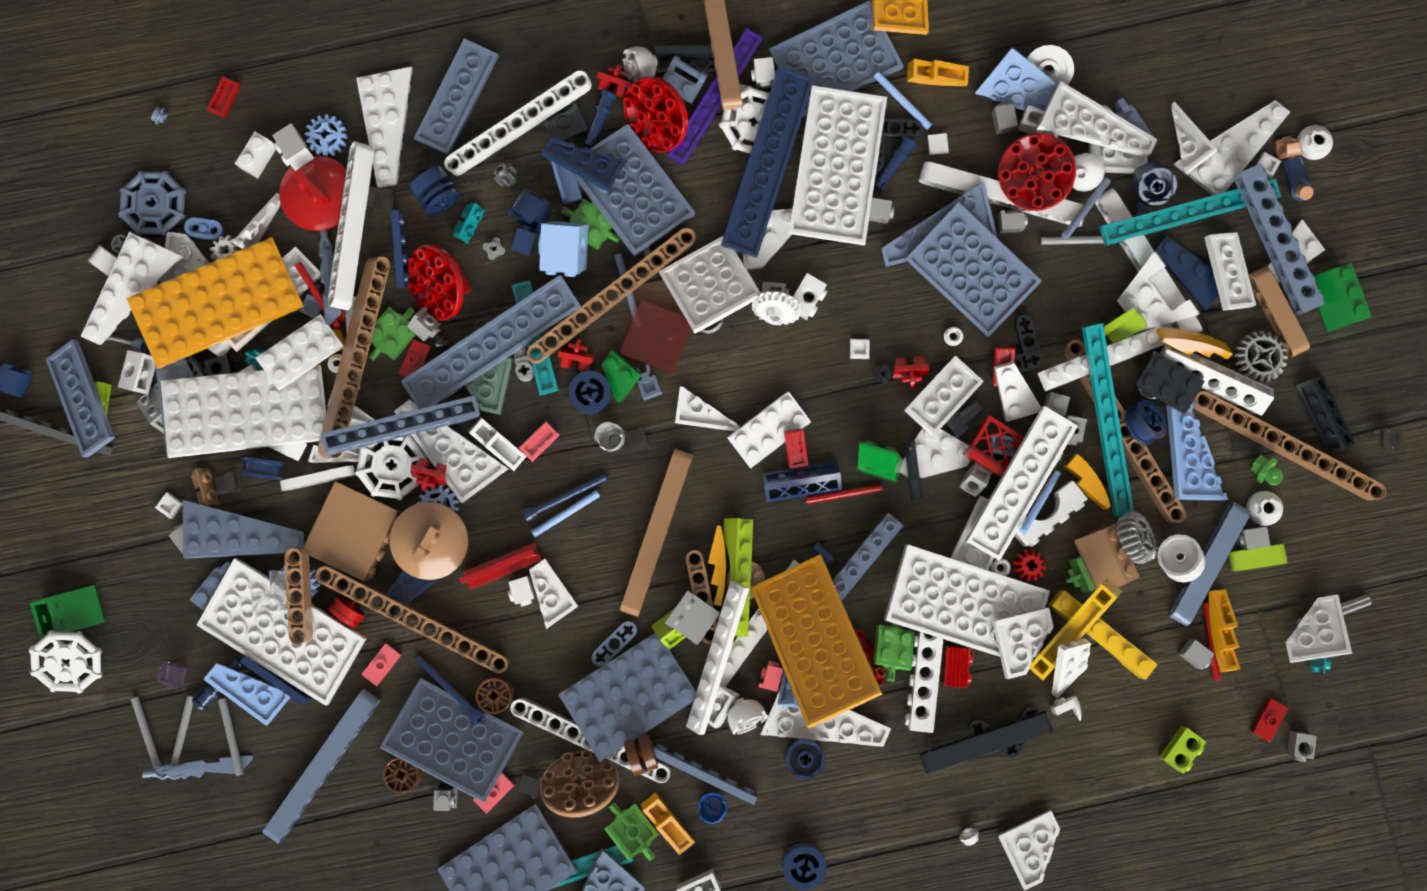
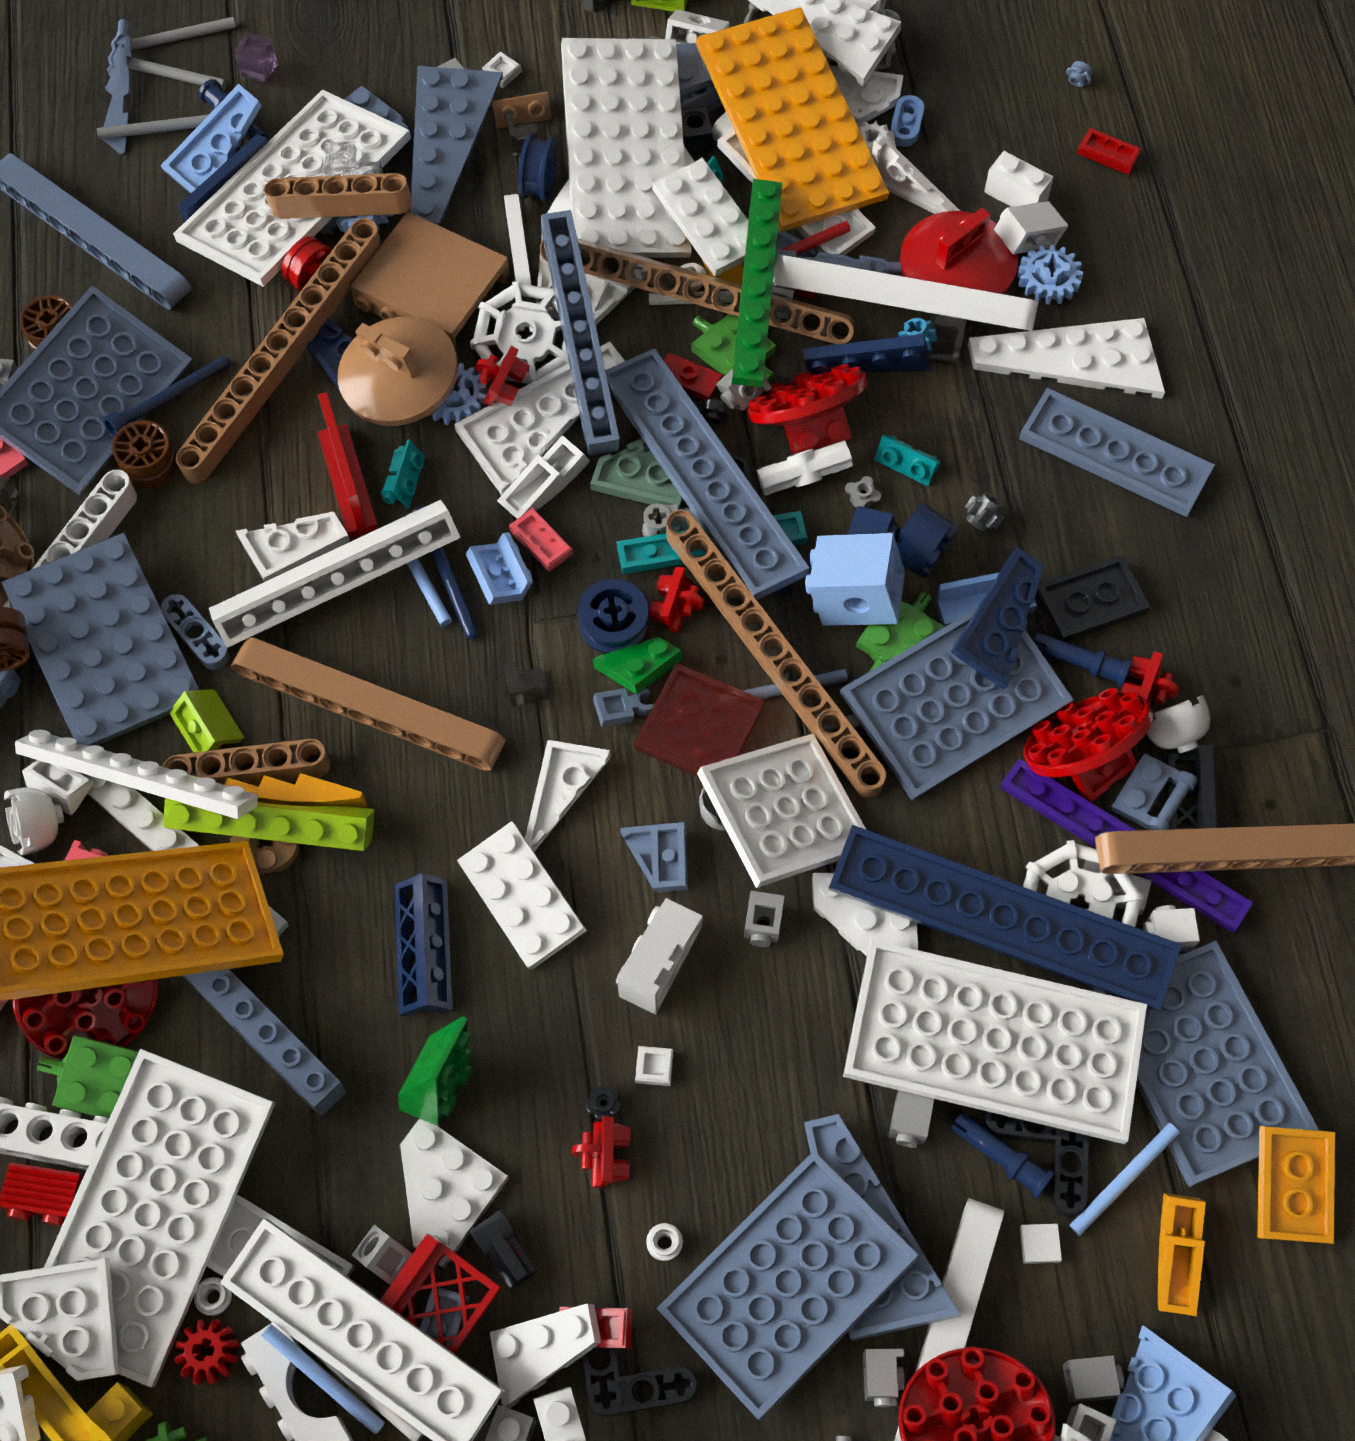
camera: 90 degrees right, 20 degrees down
(159, 211) = (948, 43): sand blue plate -> none
(353, 316) = (757, 284): none -> green plate
(374, 217) = (918, 326): none -> dark azure gear
(381, 664) = (223, 313): coral plate -> none
(434, 191) = (957, 406): dark blue wheel -> none
(481, 283) = (804, 467): none -> white piece
(489, 529) = (407, 465): none -> teal hinge
(508, 123) = (1073, 533): white beam -> none
(521, 591) = (301, 499): white brick -> none
(563, 463) = (500, 570): none -> light blue bracket
(575, 561) = (333, 573): none -> white brick
(610, 436) = (536, 641): light grey hair -> none
(692, 617) = (211, 734): light grey bracket -> none
(738, 354) = (660, 854): none -> sand blue wing
(776, 308) = (731, 912): white gear -> none
(796, 448) = (481, 936): red plate -> none
(799, 349) = (658, 955): none -> white wedge
(816, 289) = (746, 958): white brick -> none
(827, 556) = (289, 972): dark blue pin -> none
(844, 493) = (392, 1019): red bar -> none
(913, 471) = (414, 1137): black pin -> none
(944, 396) = (550, 1209): white plate -> none

